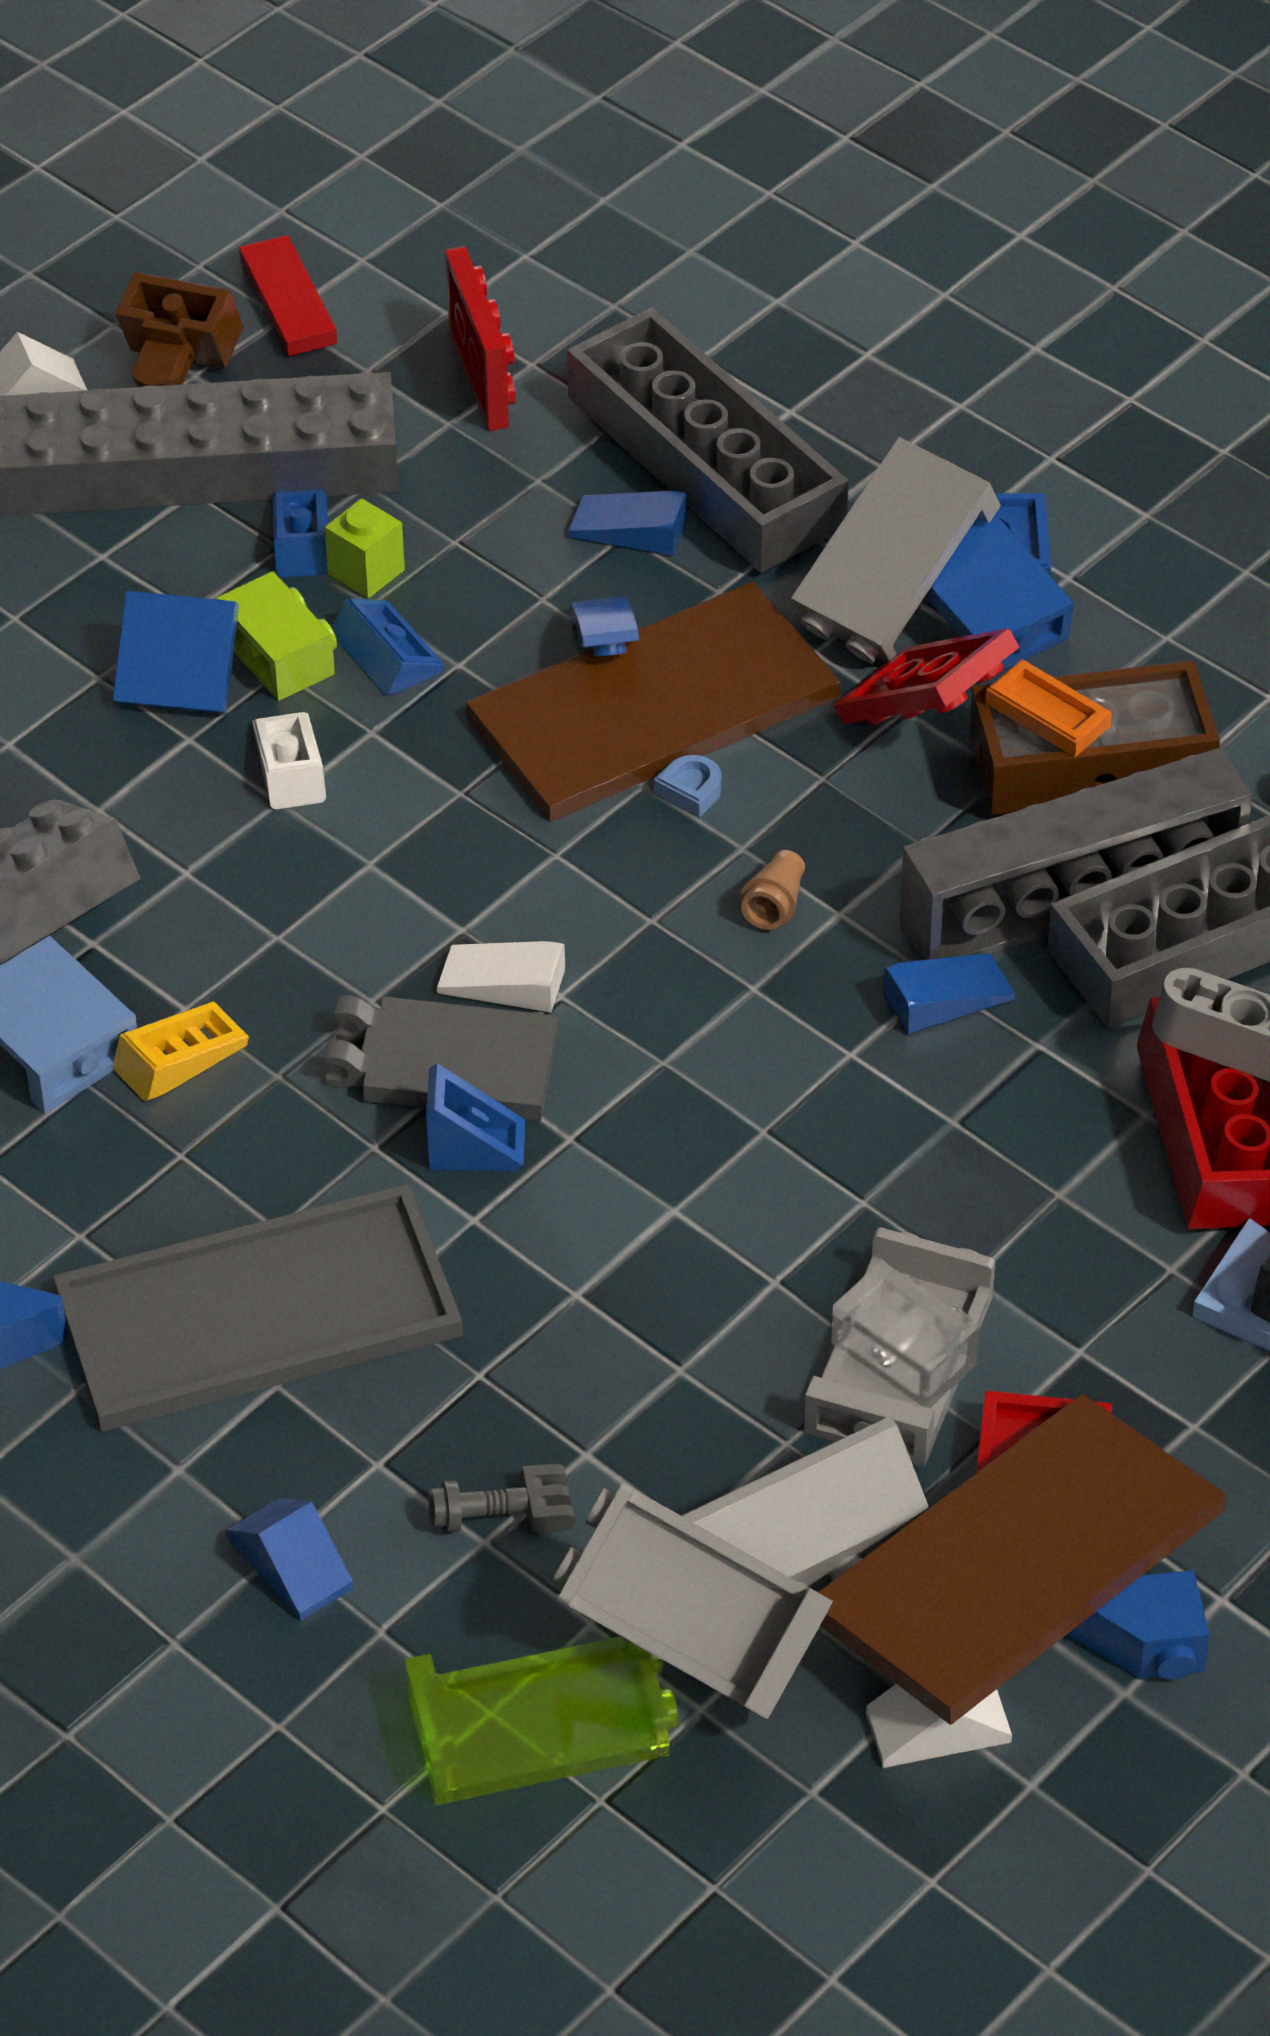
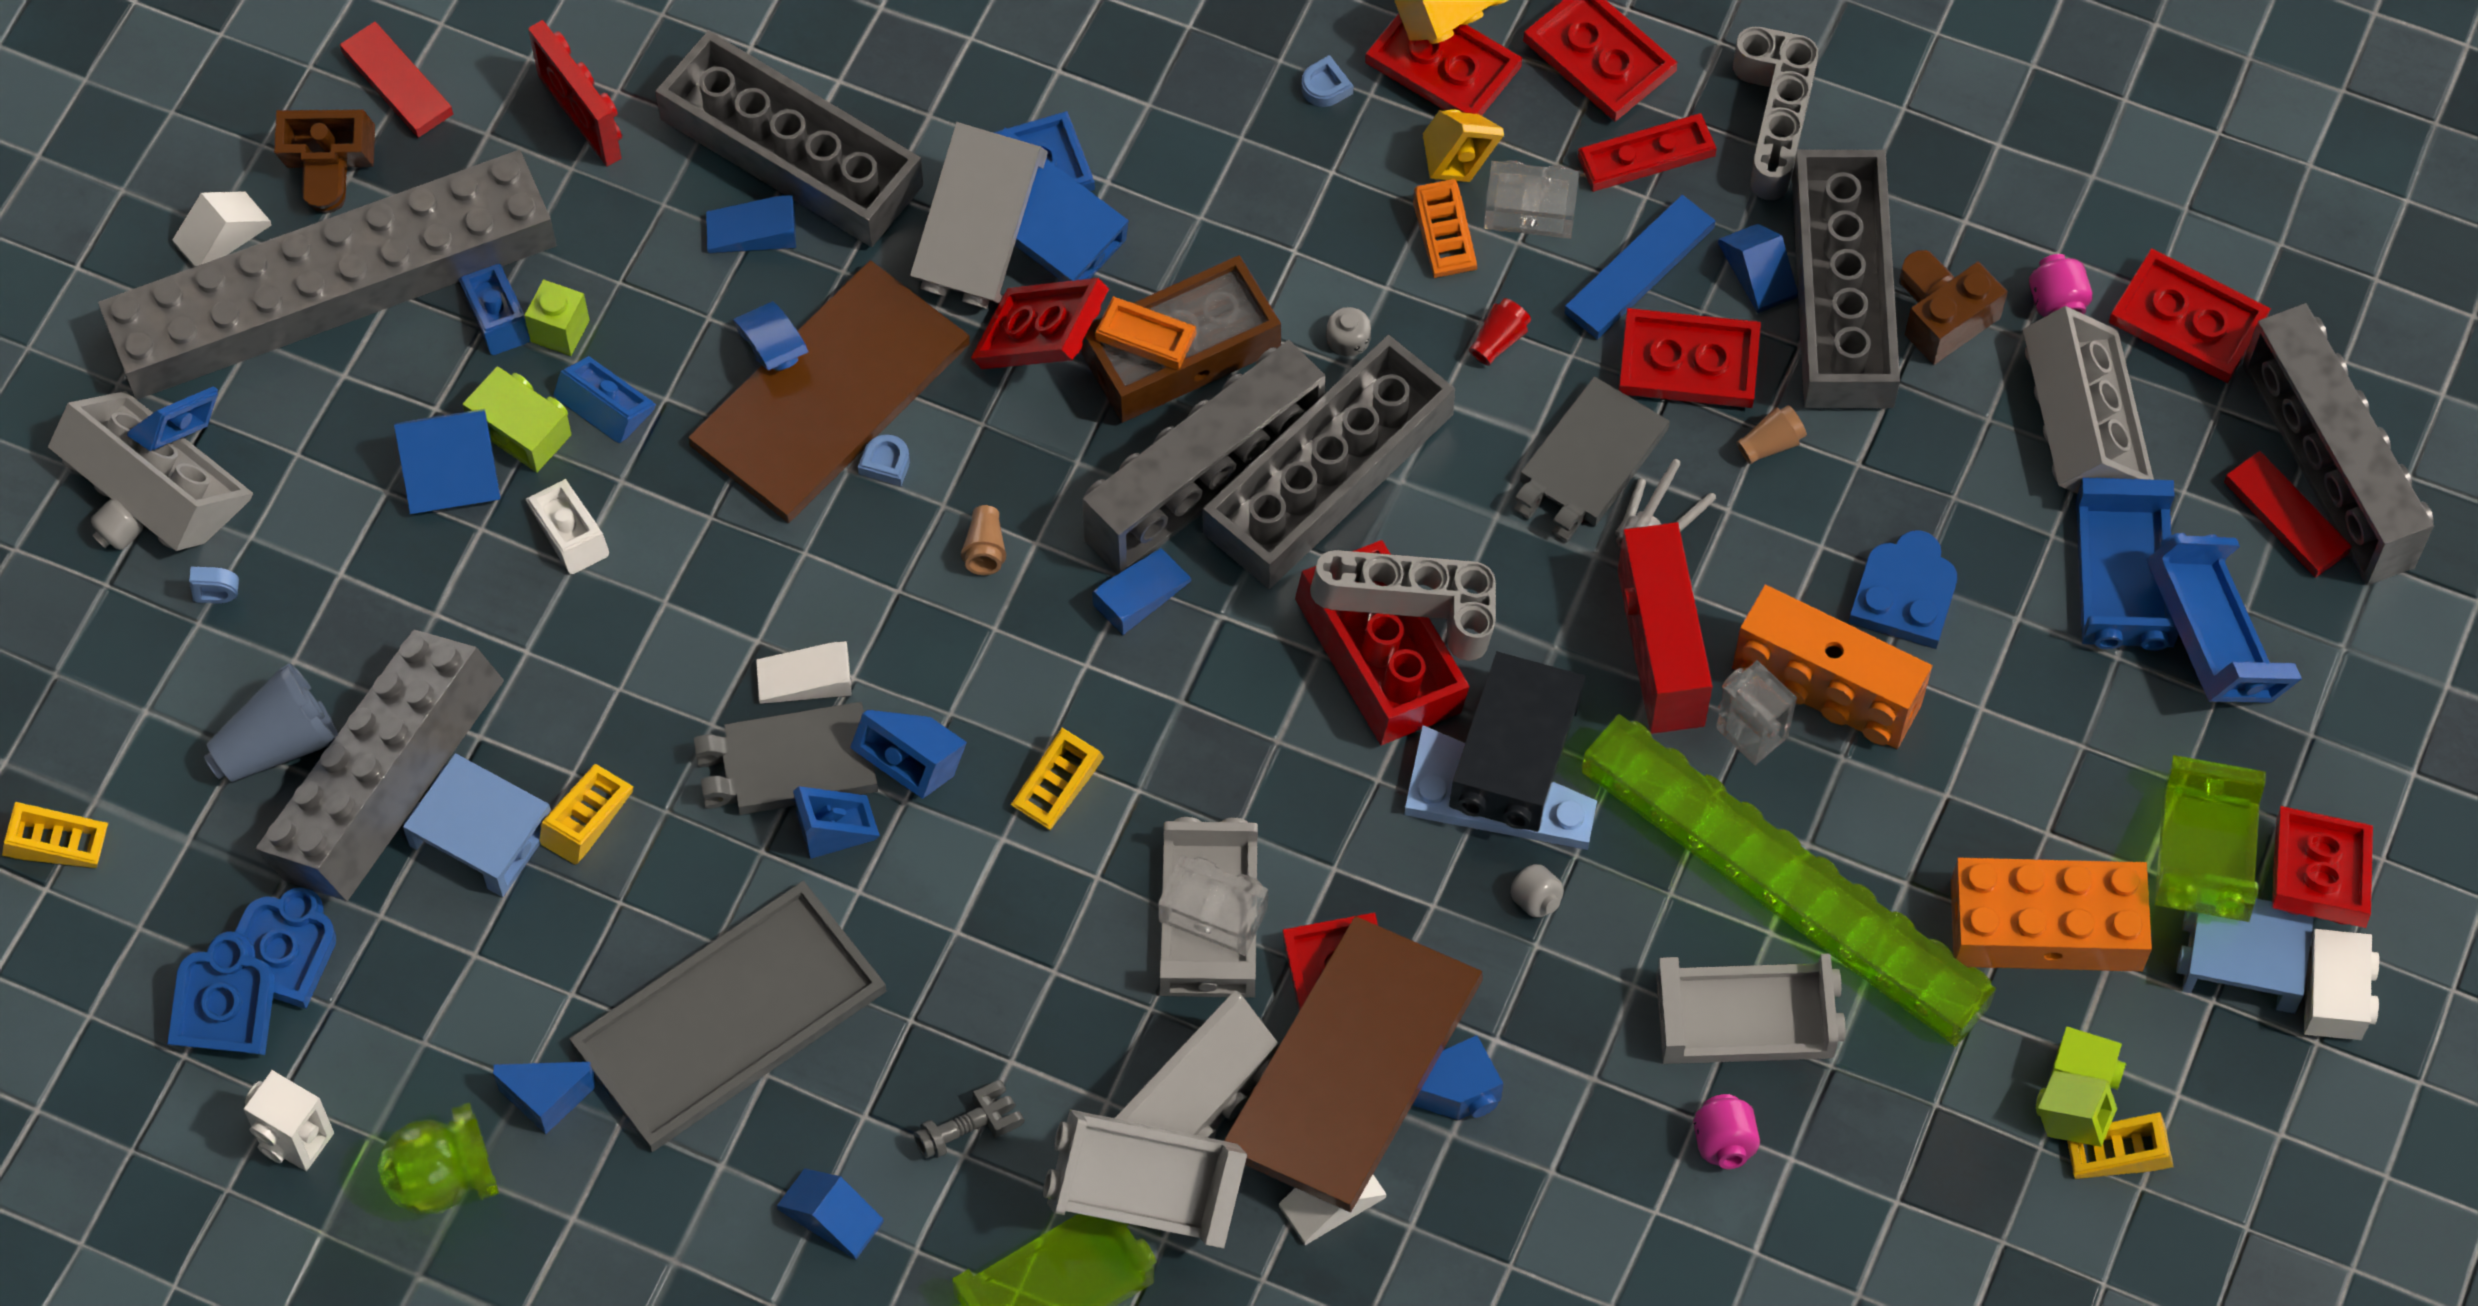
camera: 20 degrees left, 15 degrees up
(593, 1073) = (909, 749): none -> blue slope
(771, 1132) = (1053, 756): none -> yellow slope

